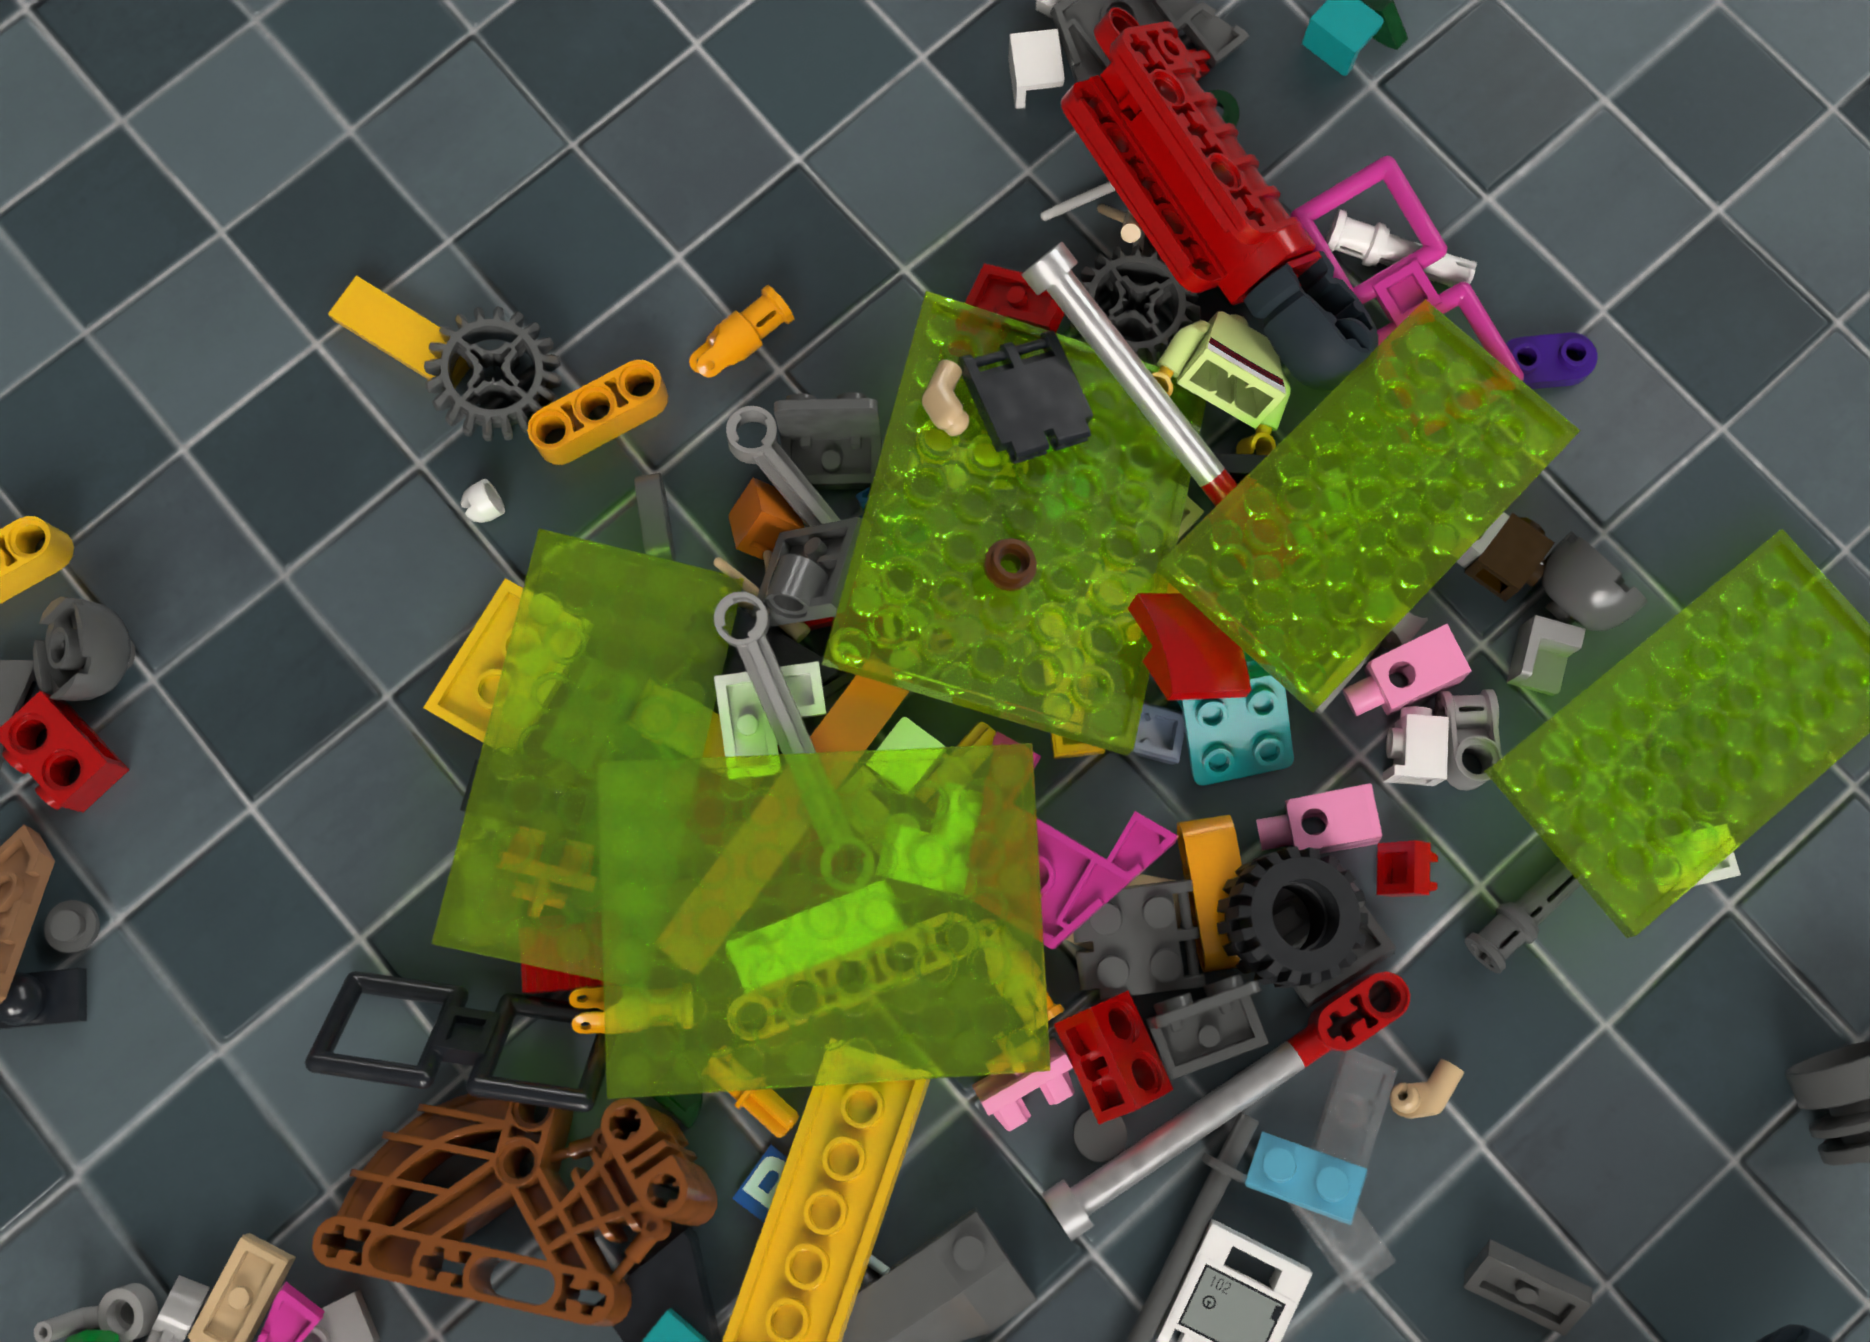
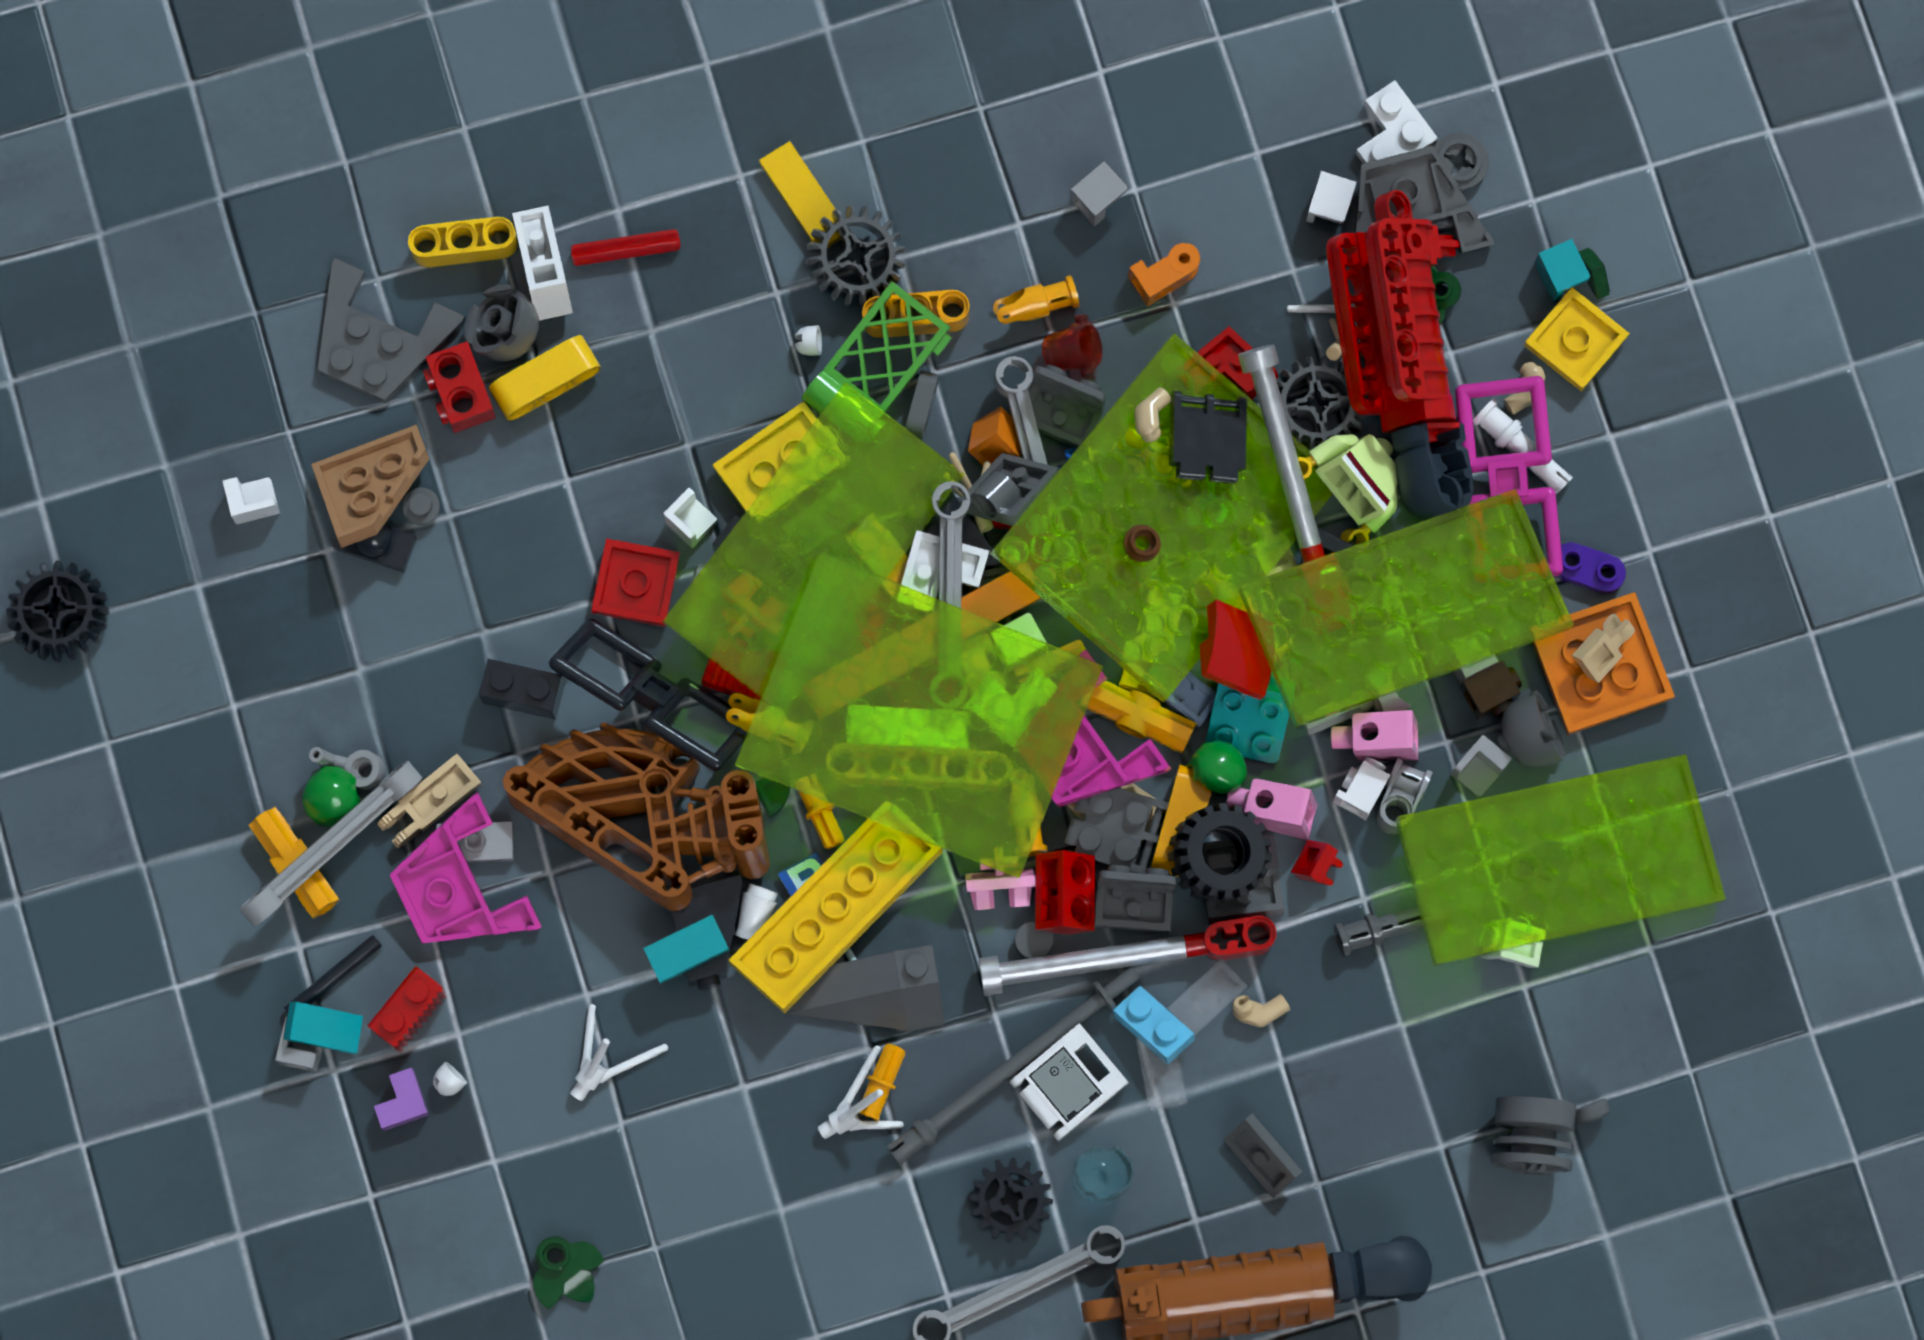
camera: 20 degrees right, 0 degrees up
(107, 555) = (542, 262): none -> white slope
(165, 693) = (544, 377): none -> yellow beam
(206, 489) = (625, 247): none -> red axle
(292, 1110) = (521, 689): none -> black brick
(386, 900) = (635, 582): none -> red plate
(422, 787) = (689, 518): none -> white panel
(522, 537) = (830, 380): none -> bright green piece
(723, 1263) = (755, 910): none -> white cone
(753, 175) = (1097, 193): none -> light grey panel
(810, 365) = (1075, 347): none -> clear red piece
(880, 237) = (1166, 274): none -> orange leg
(1104, 782) = (1141, 716): none -> light orange piece
(1230, 804) = (1218, 767): none -> green hair
(1367, 201) = (1519, 401): none -> tan arm
(1398, 103) = (1576, 339): none -> yellow plate
(1625, 448) = (1600, 649): none -> tan plate
(1628, 468) = (1630, 685): none -> orange plate

